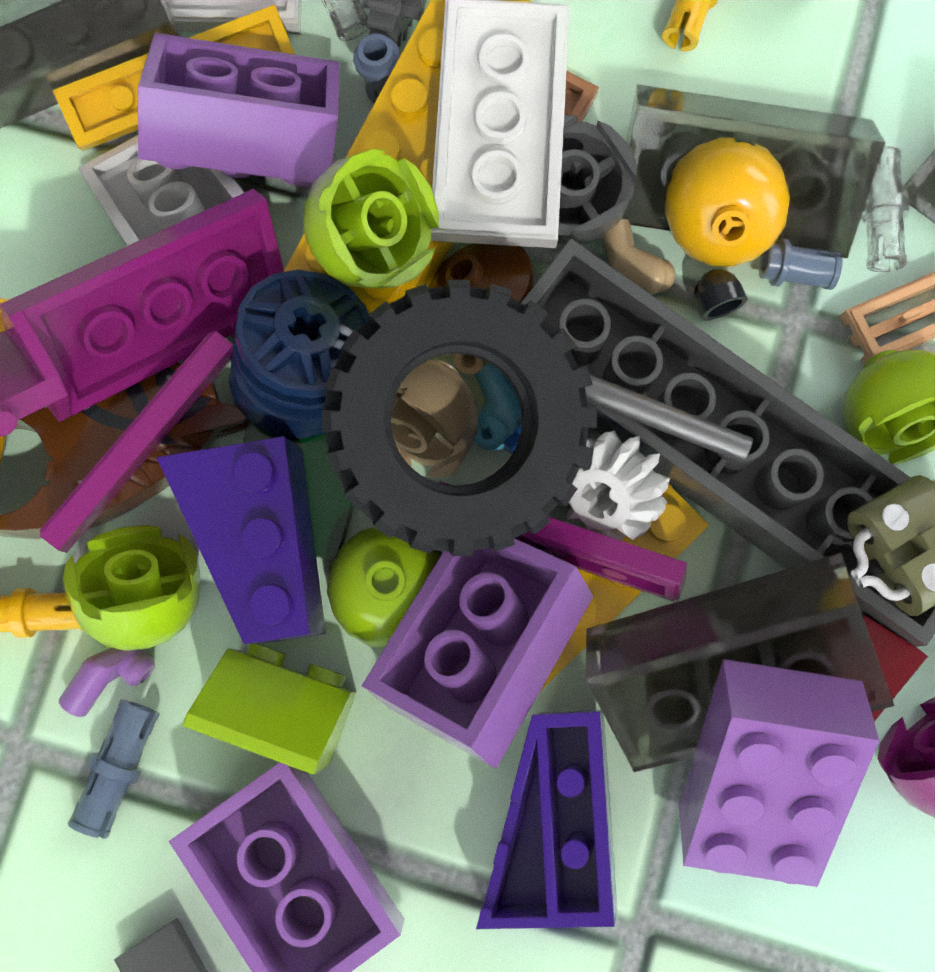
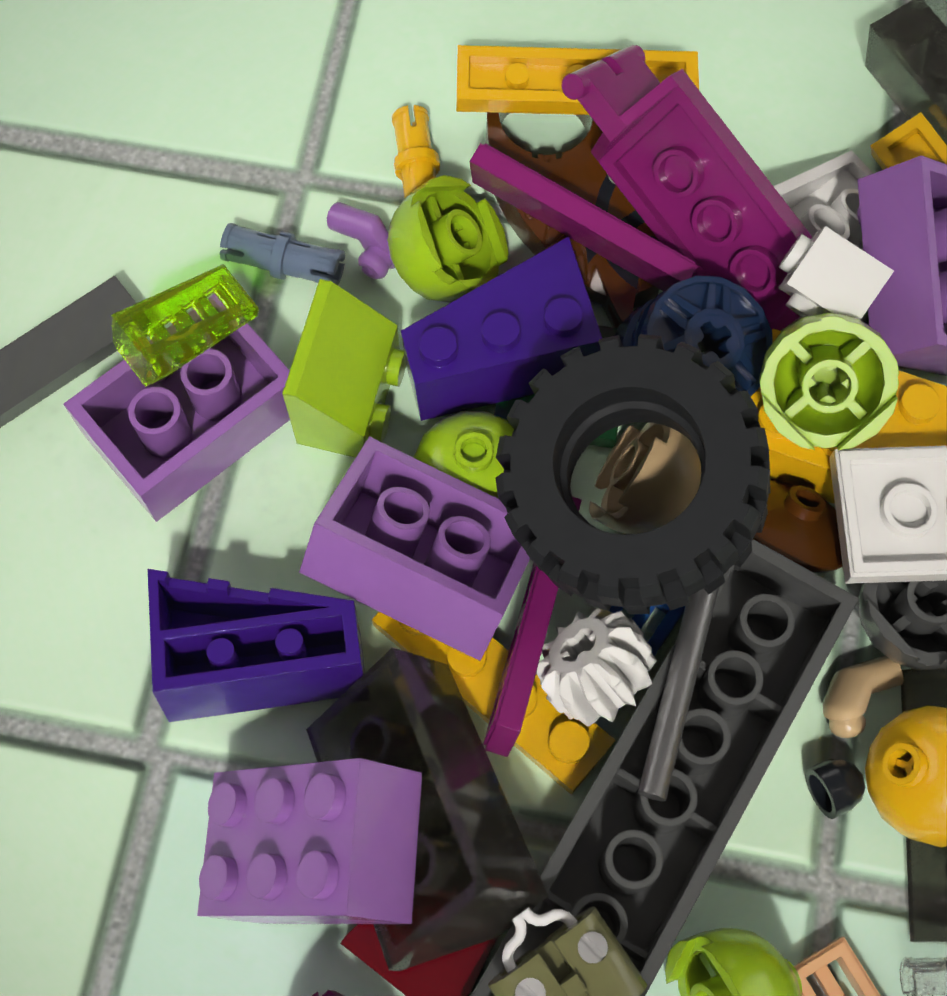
camera: 85 degrees right, 10 degrees down
(184, 894) = (173, 351): none -> clear neon green slope
(263, 198) = (831, 276): none -> white brick
(800, 265) = (887, 878): sand blue pin -> none

